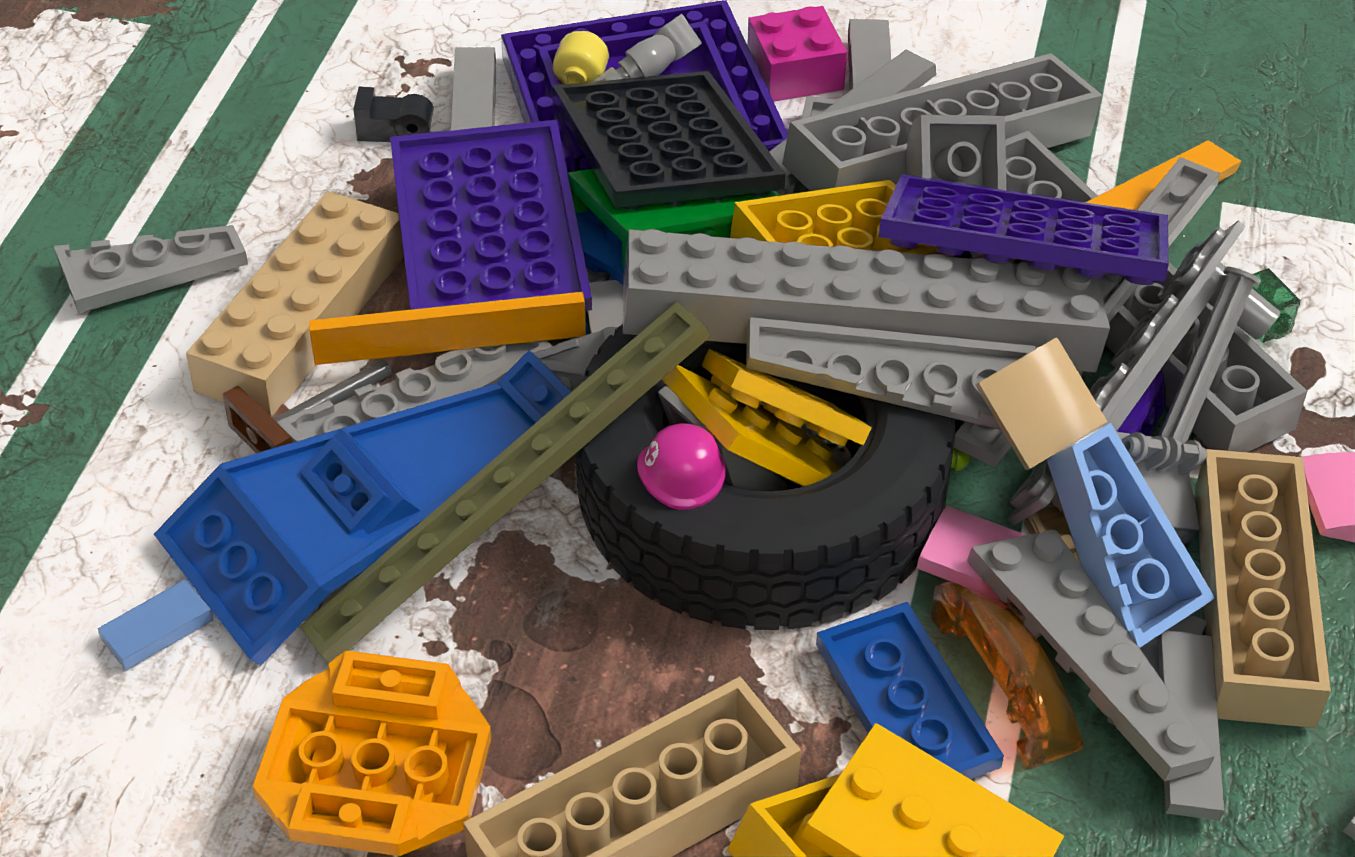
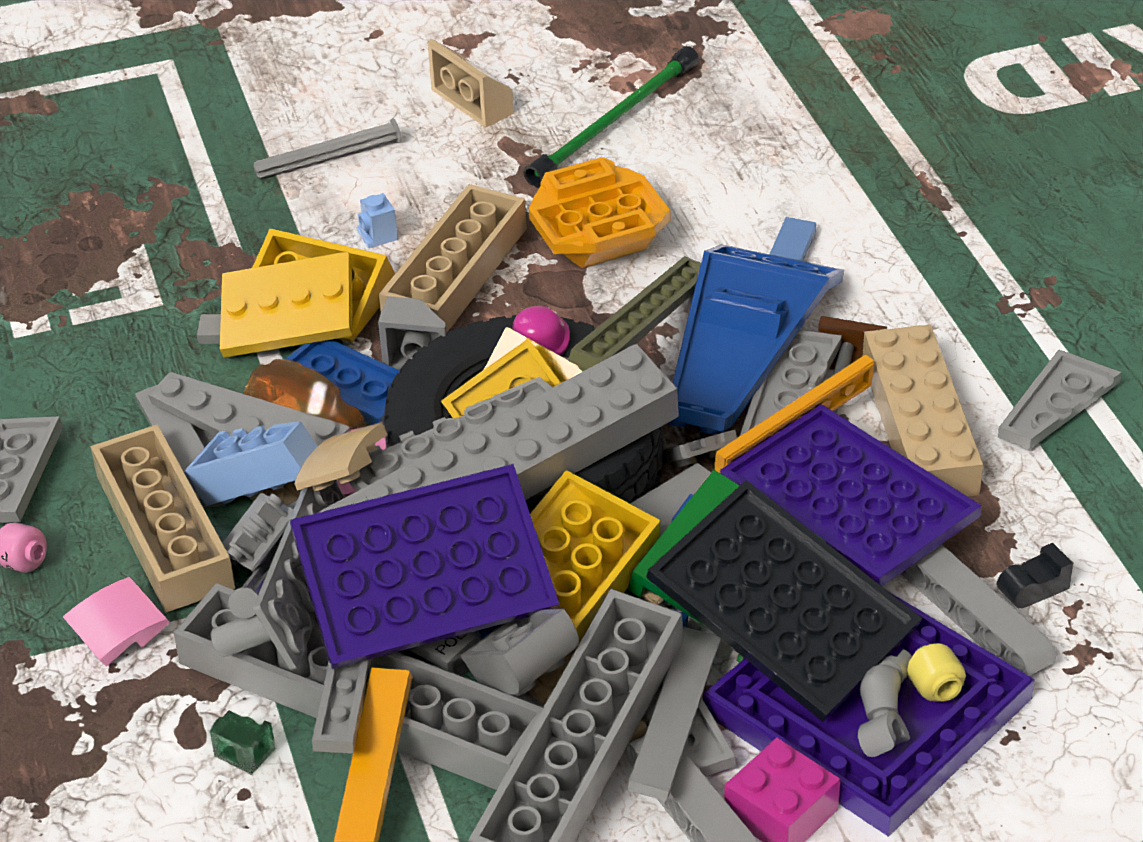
camera: 150 degrees right, 5 degrees down
(800, 674) = (406, 328): none -> light grey slope

